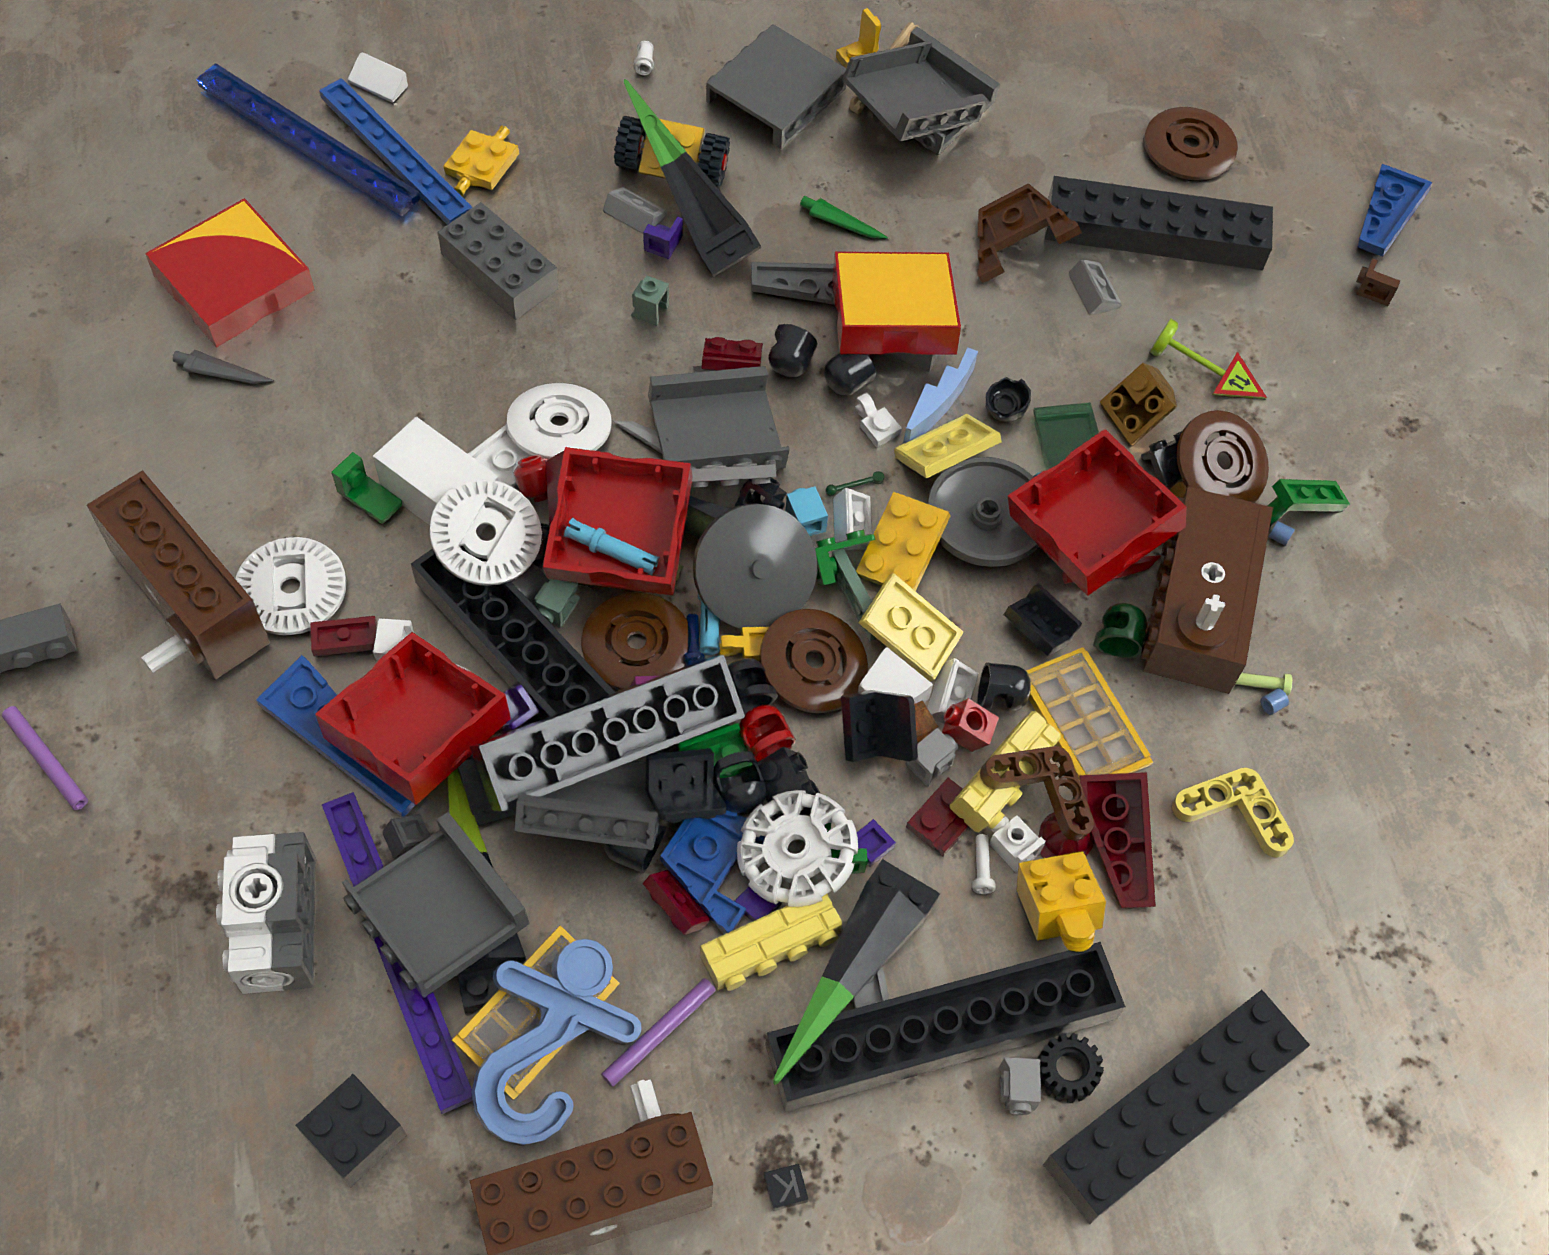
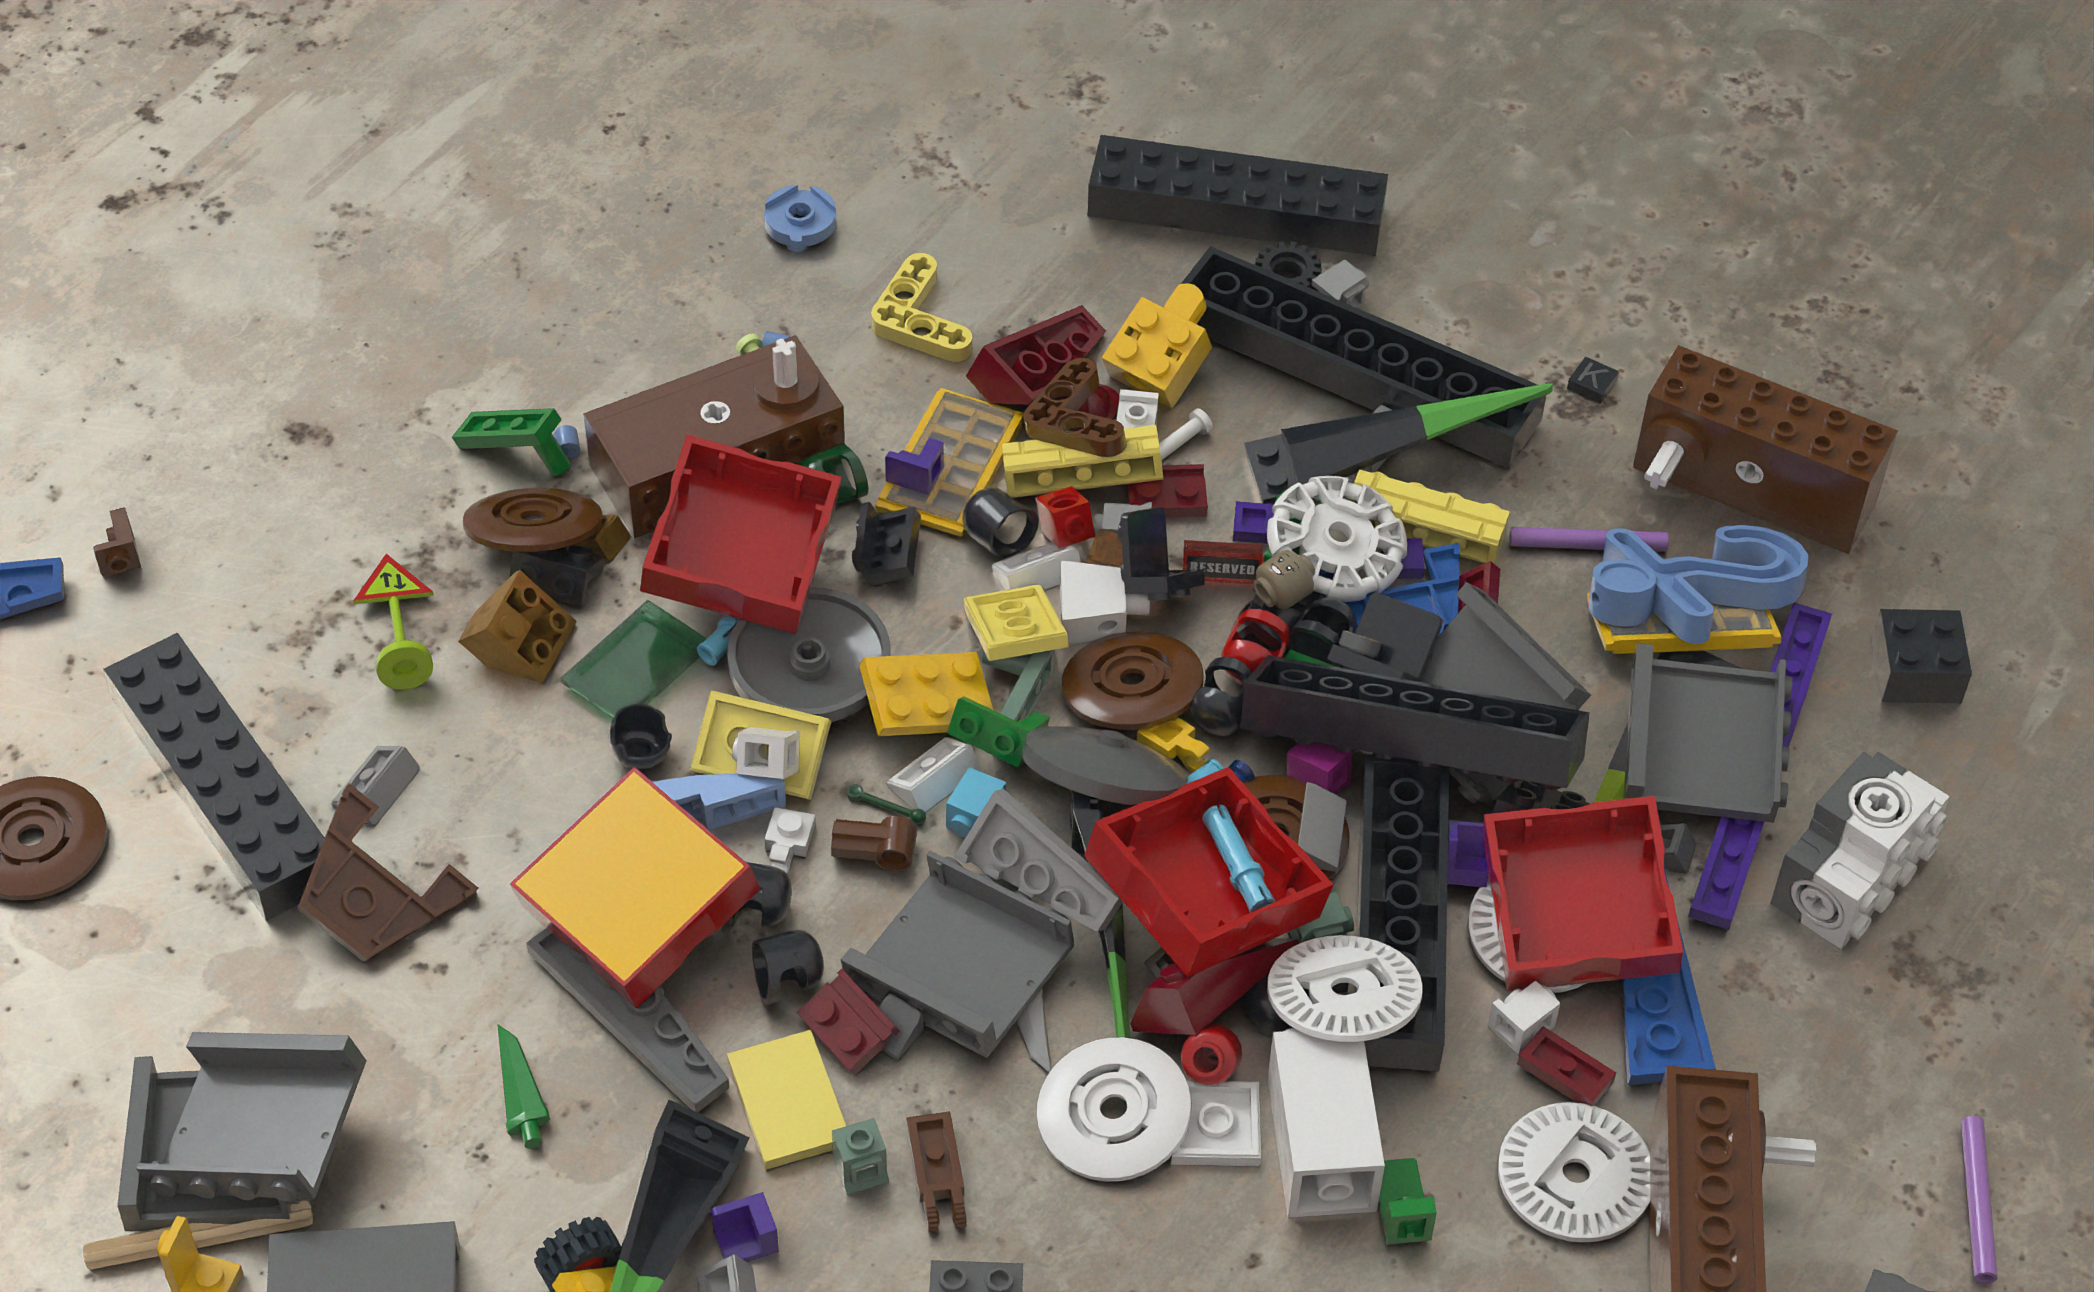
camera: 130 degrees left, 10 degrees down
(609, 648) = (1322, 826): none -> light grey slope
(611, 329) = (936, 1166): none -> reddish brown hinge
(701, 774) = (1359, 644): none -> dark grey tile
(718, 307) = (786, 1098): none -> light yellow tile
(788, 772) = (1284, 579): none -> dark tan head
(826, 456) = (887, 843): none -> reddish brown piece
(860, 788) = (1223, 560): none -> panel
(929, 428) = (782, 755): none -> white brick
(1086, 676) = (915, 470): none -> dark purple panel
(1379, 820) = (800, 232): none -> medium blue plate

